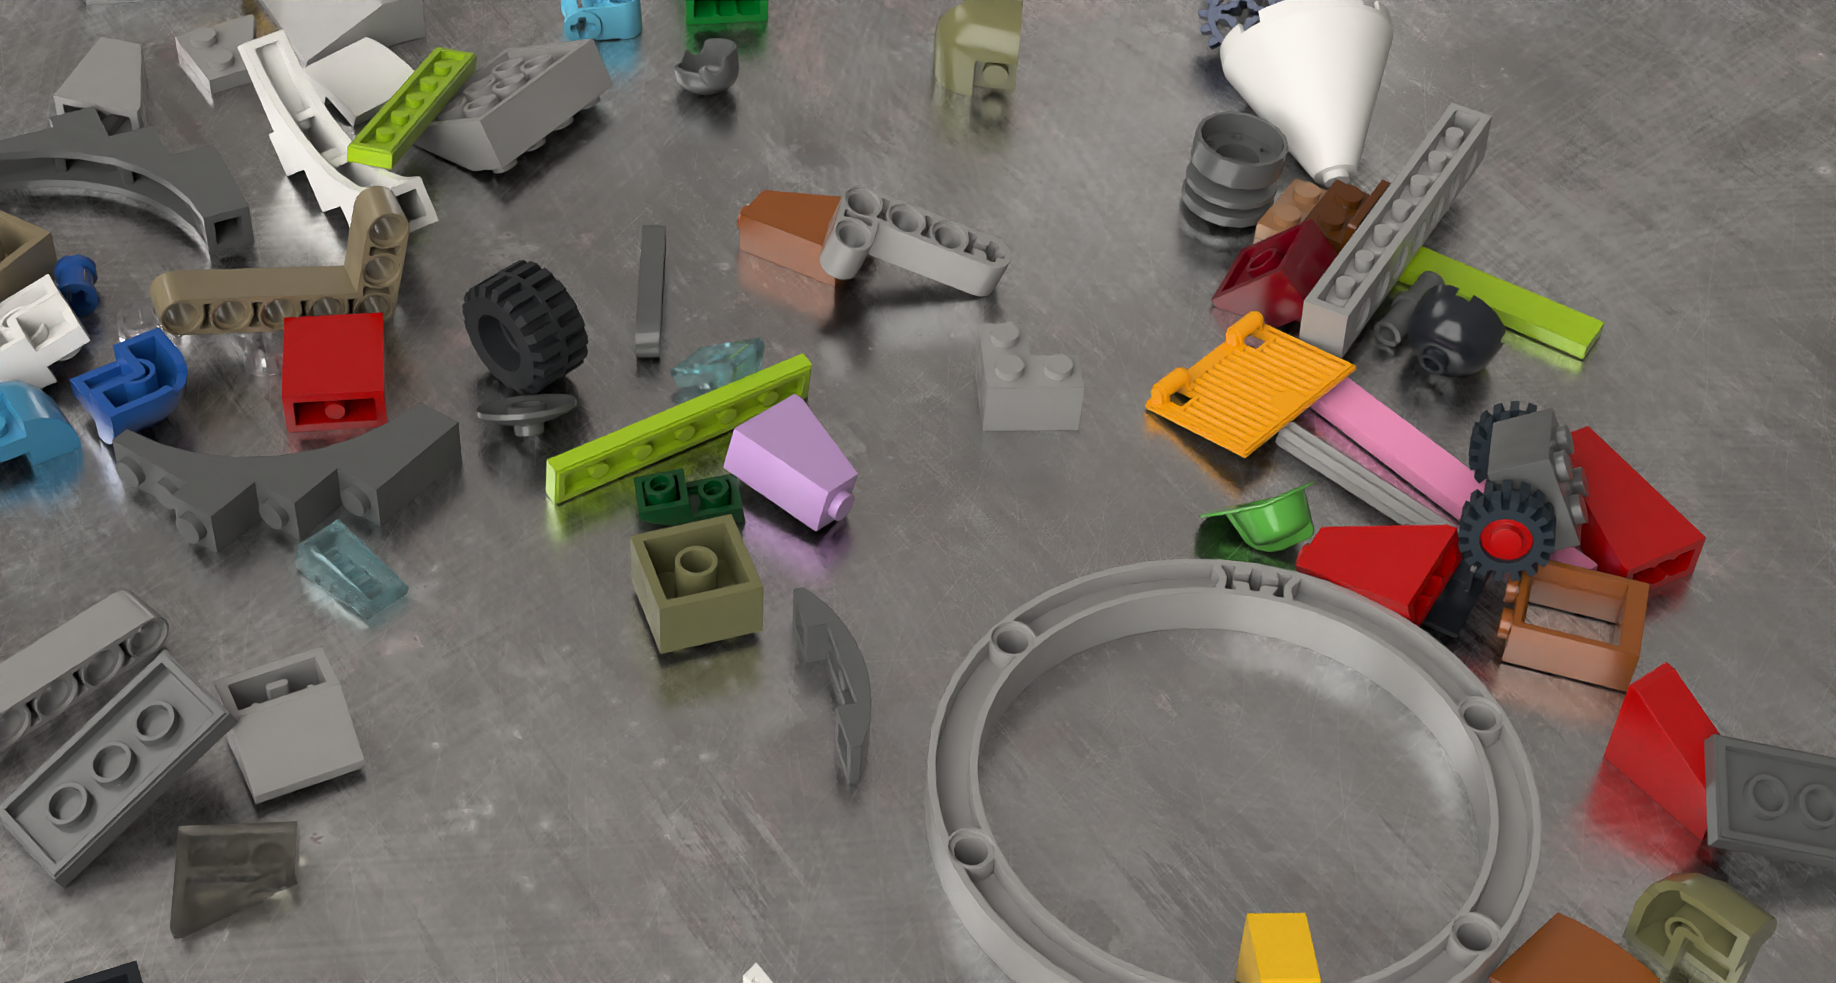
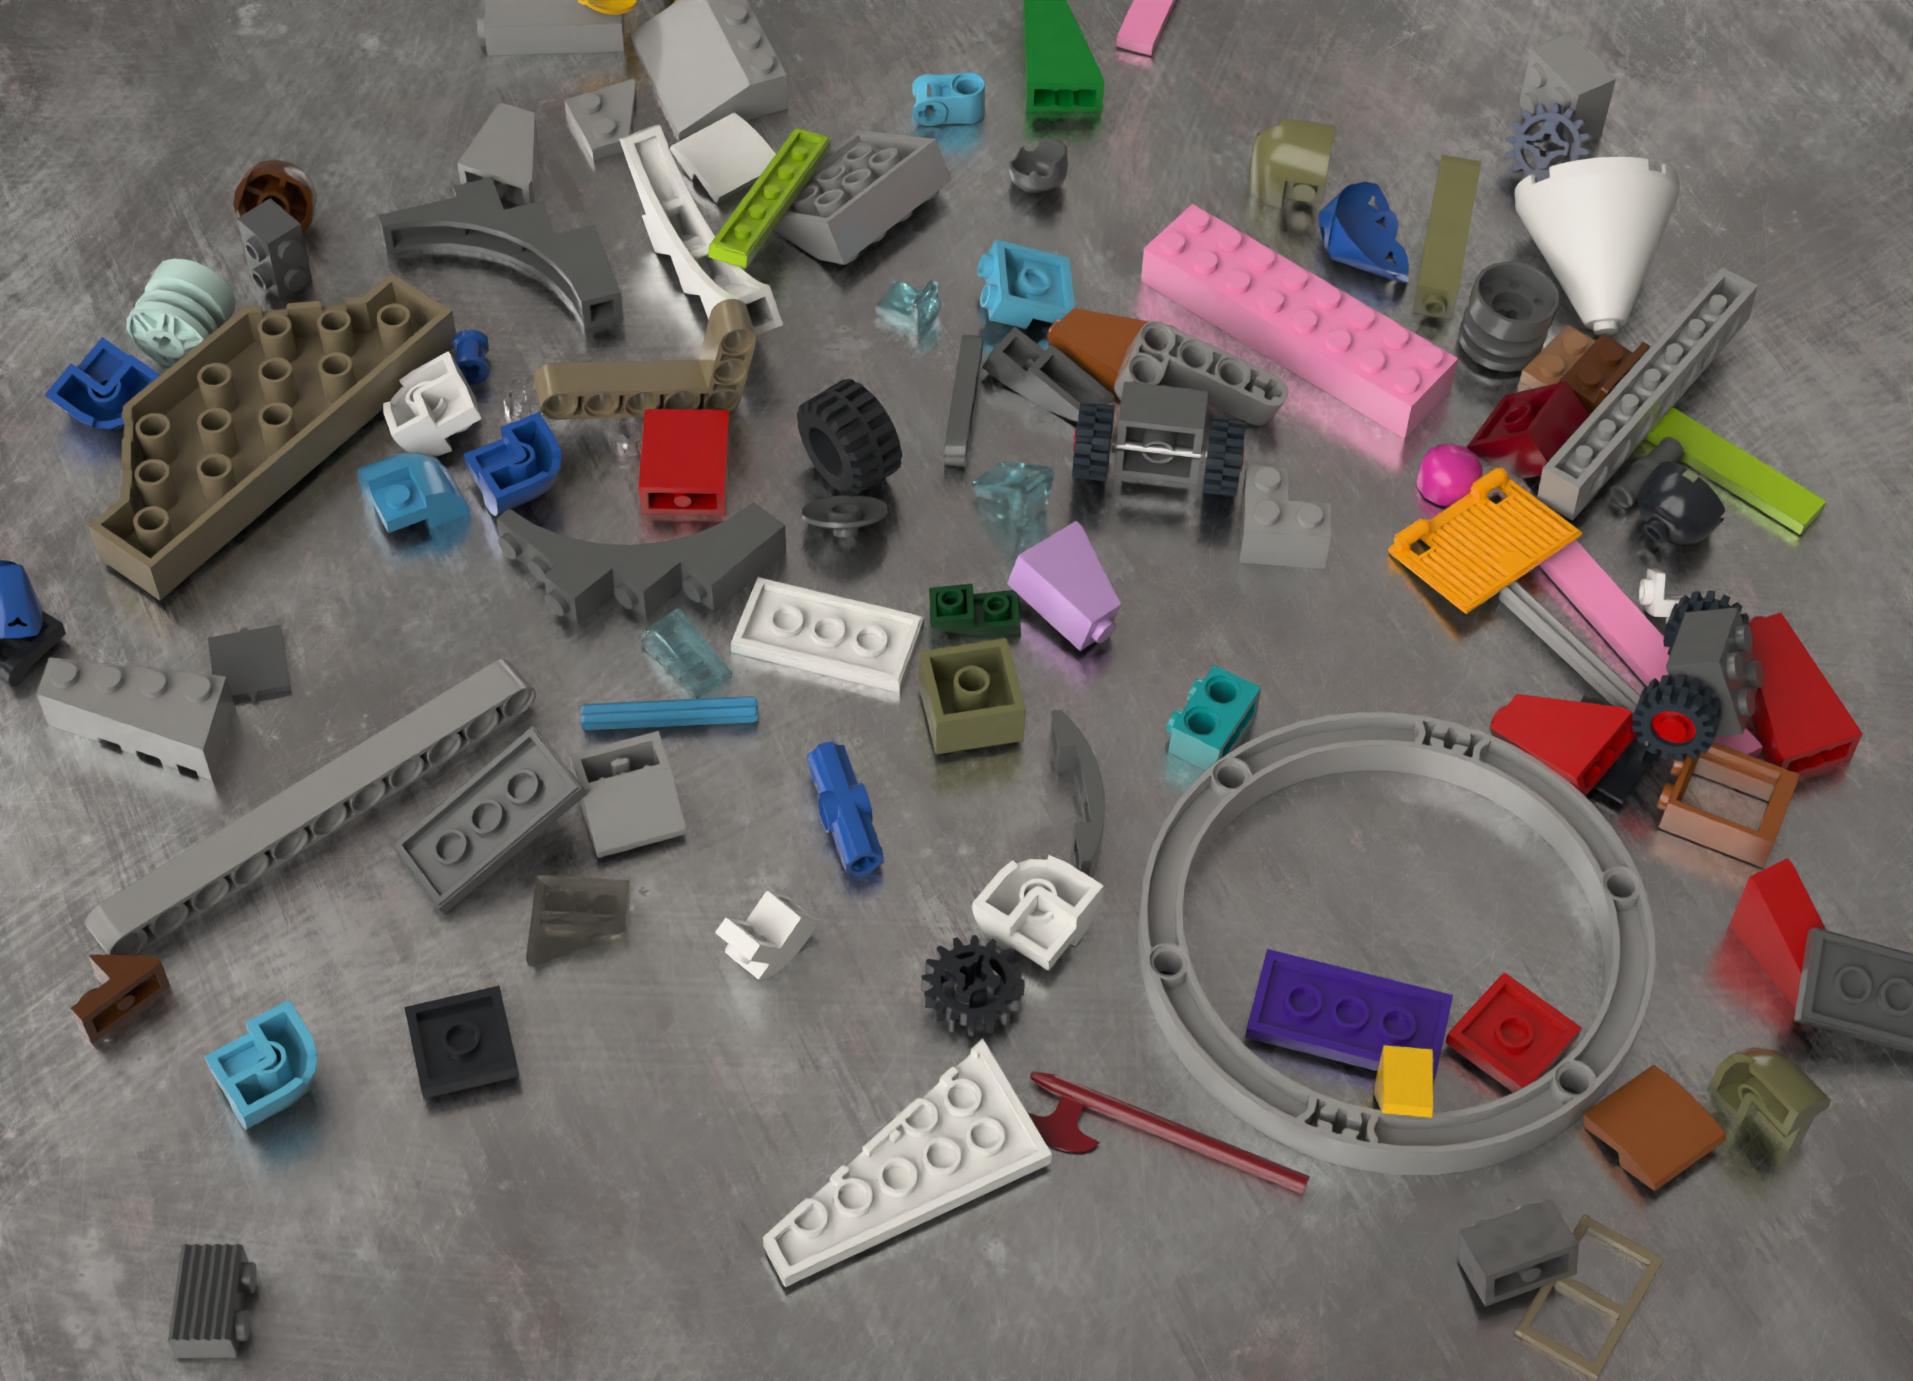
camera: 10 degrees right, 10 degrees up
(334, 635) = (669, 713): none -> dark azure axle
(477, 870) = (769, 935): none -> white brick
(518, 538) = (828, 634): none -> white tile
(558, 720) = (845, 808): none -> blue piece
(580, 207) = (909, 306): none -> clear light blue bracket
(674, 429) = (973, 542): lime tile -> none
(705, 175) = (1025, 284): none -> medium azure plate
(735, 903) = (984, 999): none -> black gear
(741, 262) = (1044, 376): none -> dark grey slope
(804, 806) = (1038, 908): none -> white brick
(878, 307) = (1159, 439): none -> brick
(980, 585) = (1218, 722): none -> teal brick
(1011, 190) = (1299, 320): none -> bright pink brick
(1051, 112) = (1356, 239): none -> blue piece
(1154, 102) = (1446, 237): none -> olive slope
(1183, 889) = (1343, 1012): none -> dark purple plate
(1197, 324) = (1448, 473): none -> dark pink hair
(1273, 521) = (1476, 677): bright green piece -> none
(1388, 894) = (1513, 1034): none -> red plate
(1445, 424) = (1653, 597): none -> white bracket

